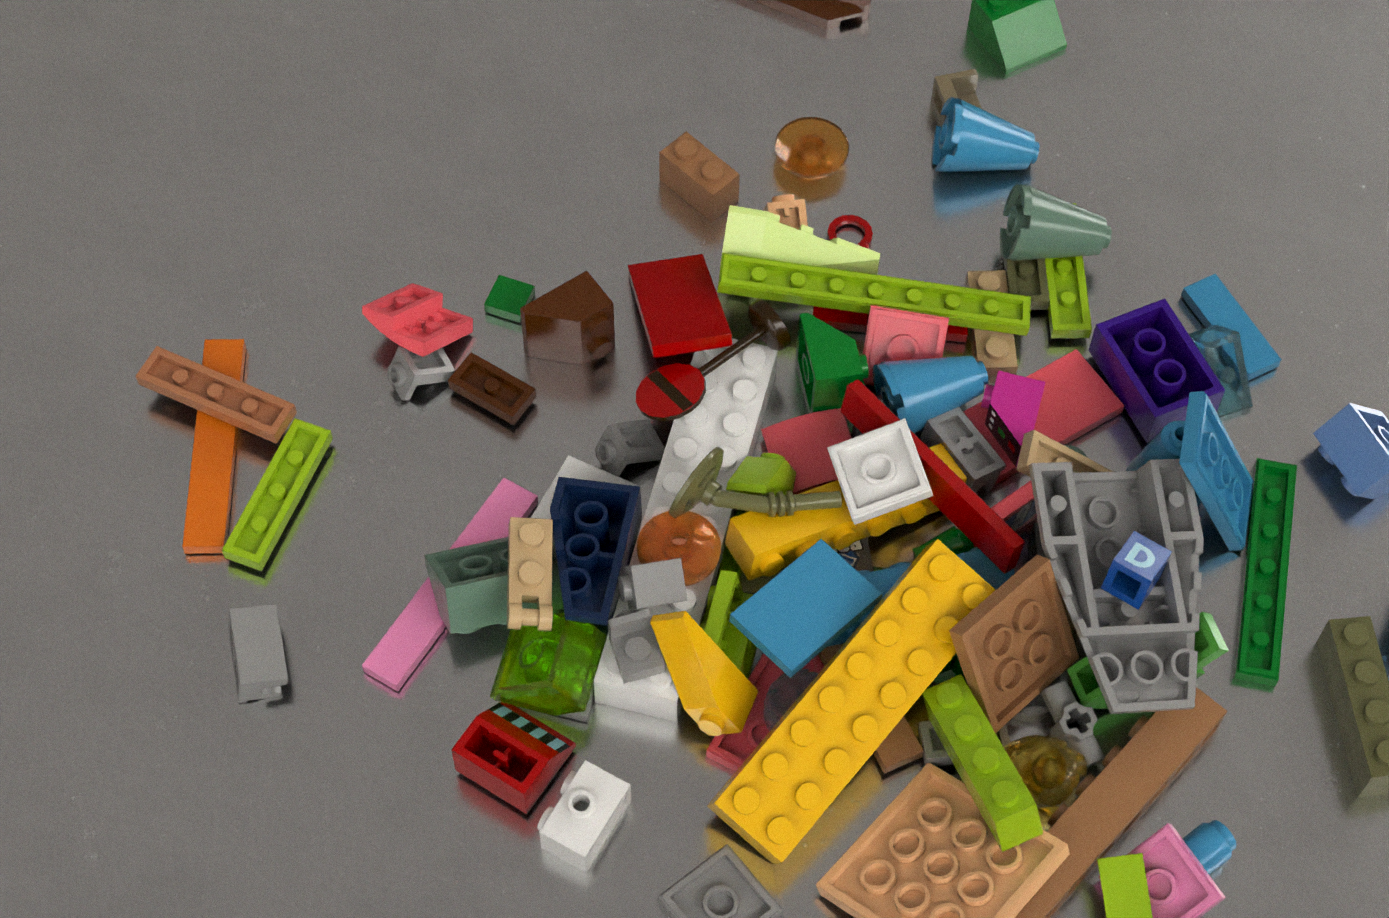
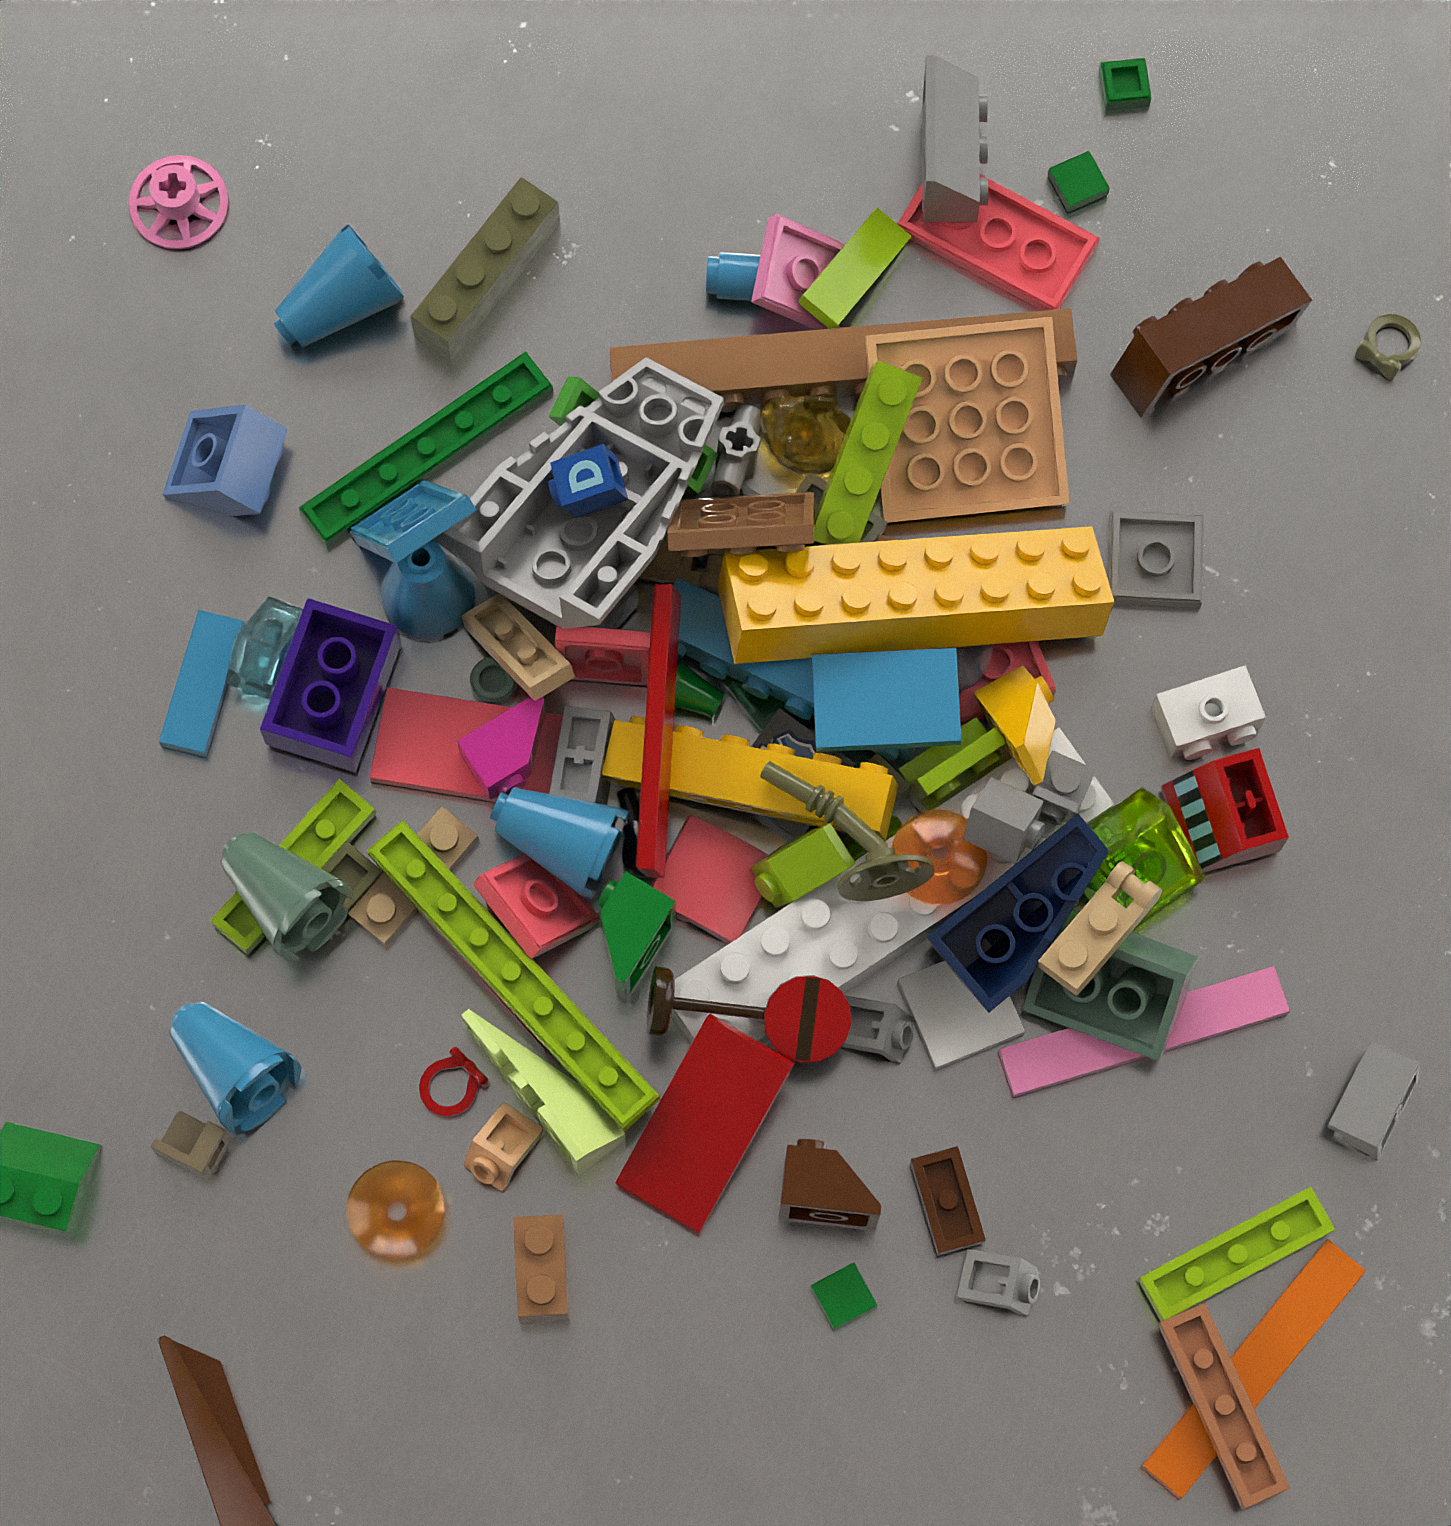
camera: 140 degrees left, 15 degrees up
(416, 319) = (961, 1333): coral slope -> none
(880, 471) = (709, 759): white tile -> none

